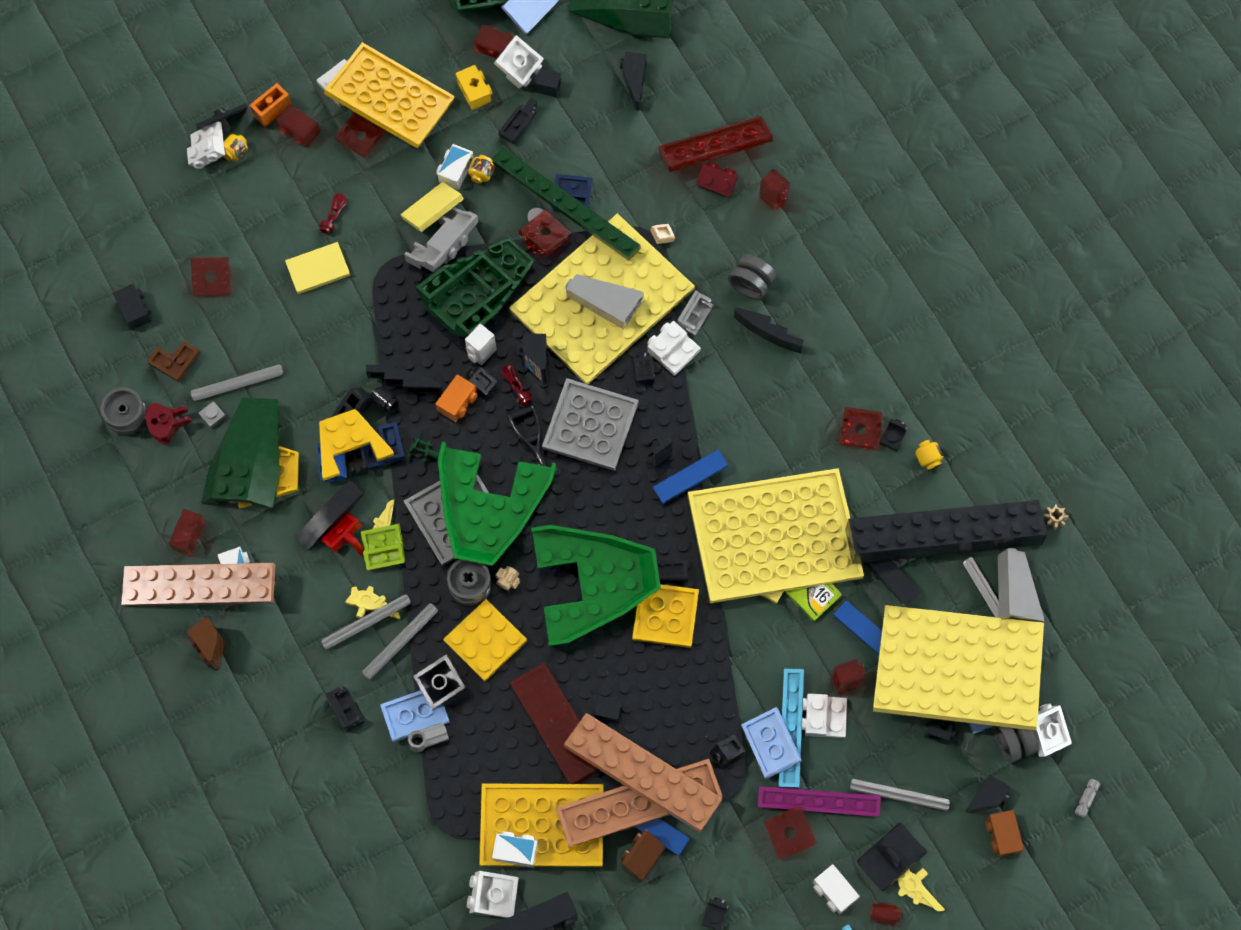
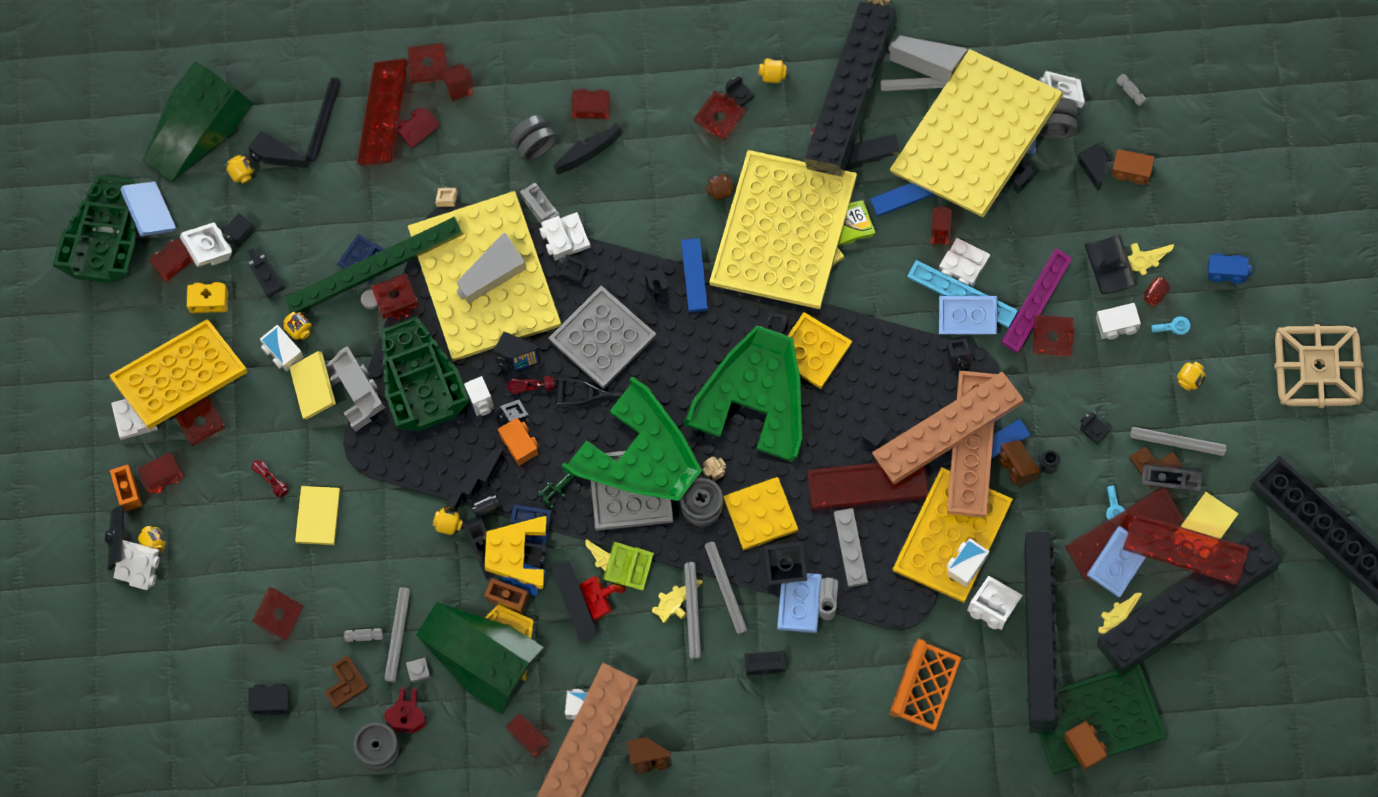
camera: 60 degrees left, 0 degrees up
(225, 355) = (363, 635): none -> light grey axle
(306, 455) = (507, 596): none -> dark orange brick
(356, 374) = (447, 521): none -> yellow head
(379, 848) = (908, 680): none -> orange fence
(488, 736) = (850, 547): none -> light grey plate
(604, 56) = (240, 169): none -> yellow head
(658, 879) = (1052, 457): none -> black brick
(686, 100) = (323, 118): none -> black axle
(788, 460) = (719, 187): none -> reddish brown head
(790, 166) = (421, 73): none -> clear red piece
(813, 312) = (590, 104): none -> clear red brick
(900, 794) = (1060, 234): light grey axle -> none

